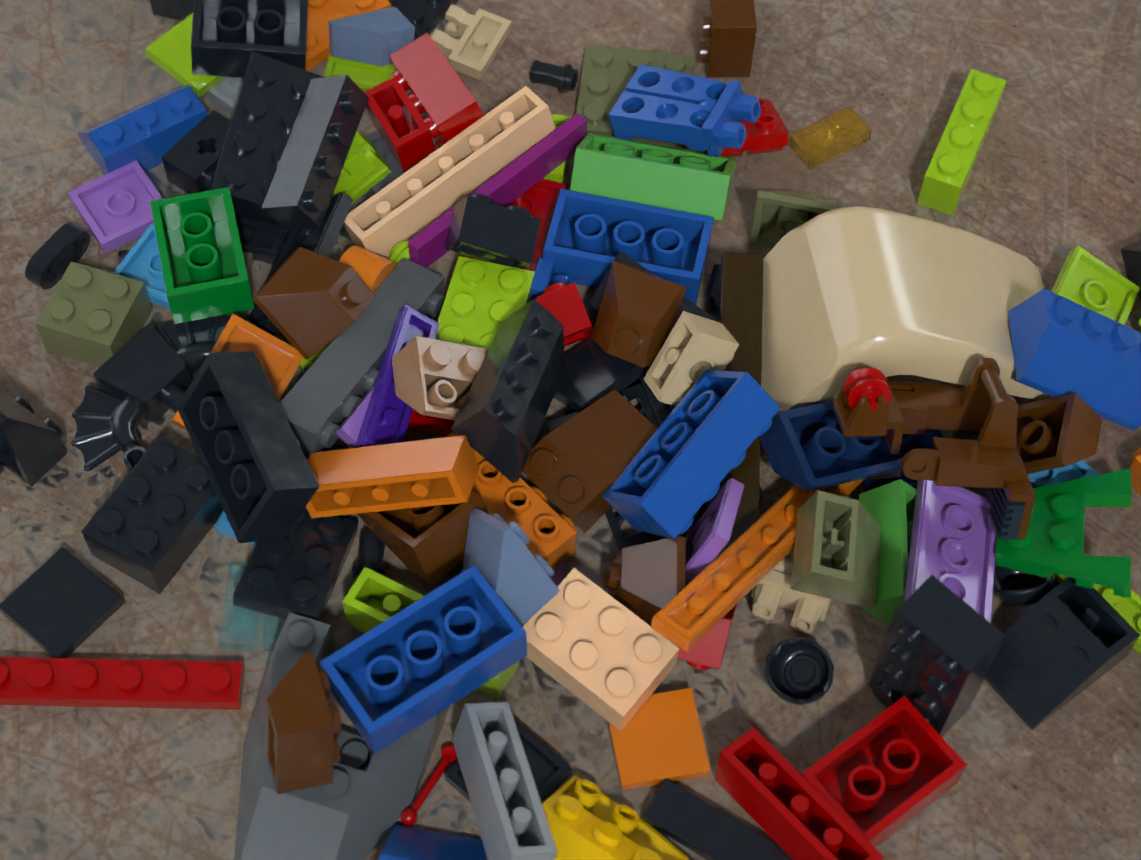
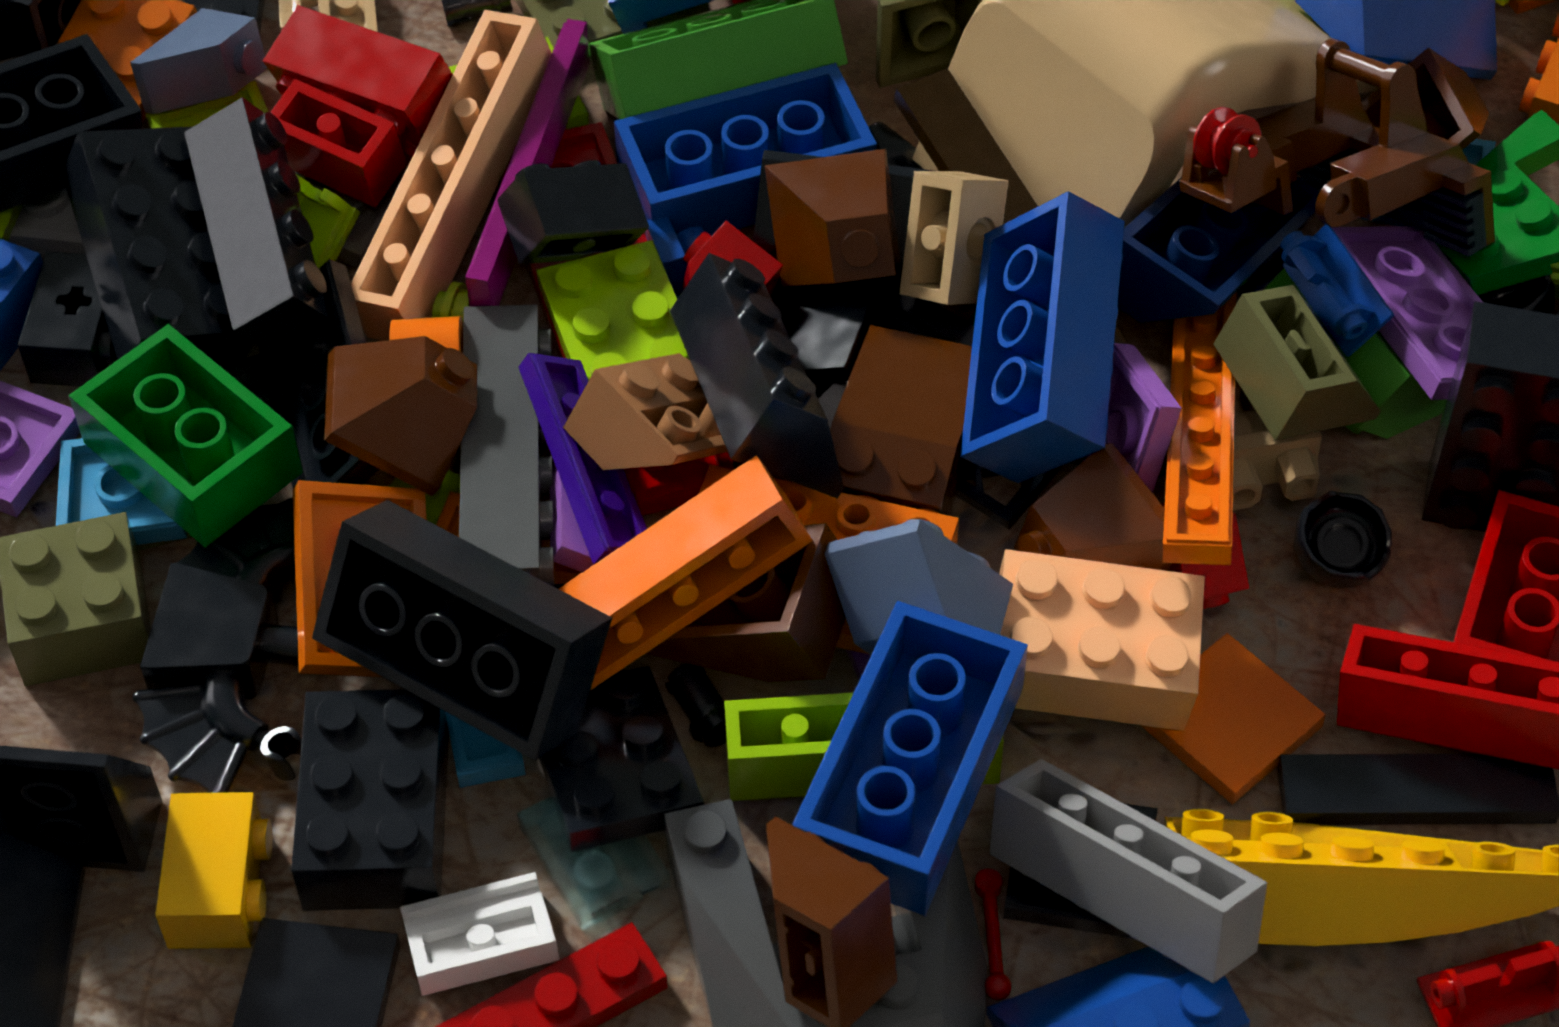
camera: 30 degrees left, 5 degrees down
(55, 506) = (212, 870): none -> yellow brick
(161, 621) = (479, 933): none -> white plate
(896, 518) = (1335, 287): none -> blue hinge

